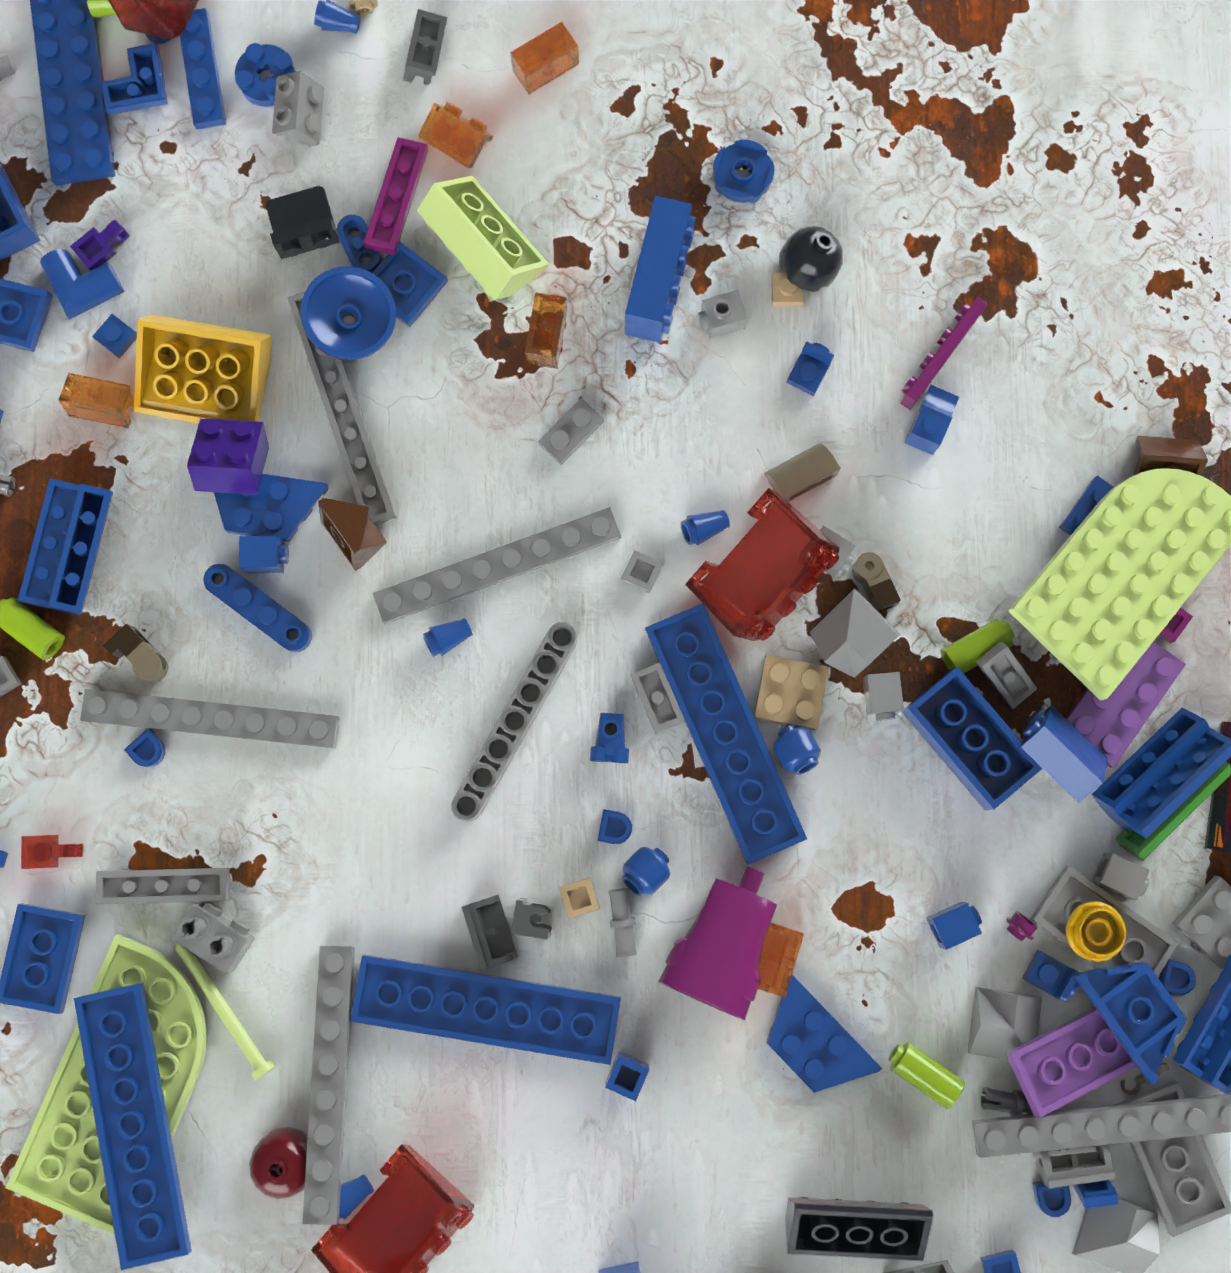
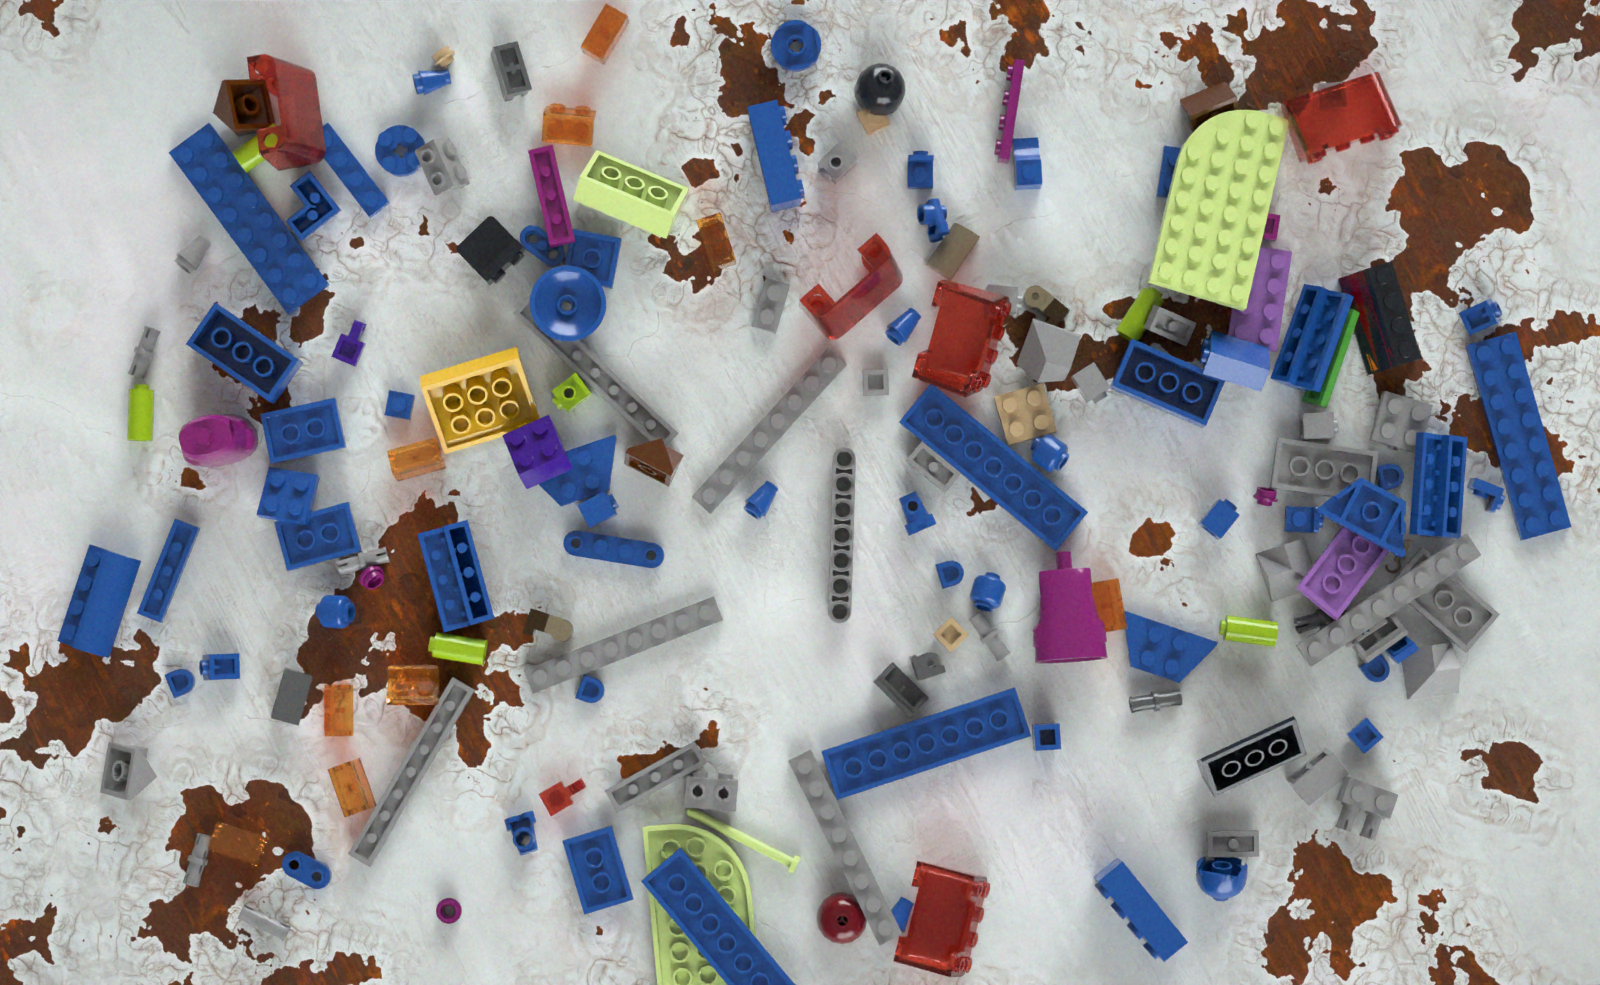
camera: 30 degrees left, 5 degrees up
(77, 291) = (351, 387): blue brick -> none
(310, 421) = (580, 390): none -> lime brick
(671, 467) = (839, 317): none -> clear red windscreen
(775, 1099) = (1155, 701): none -> dark grey pin
(801, 426) = (934, 216): none -> blue plate
(1095, 931) = (1316, 473): yellow piece -> none

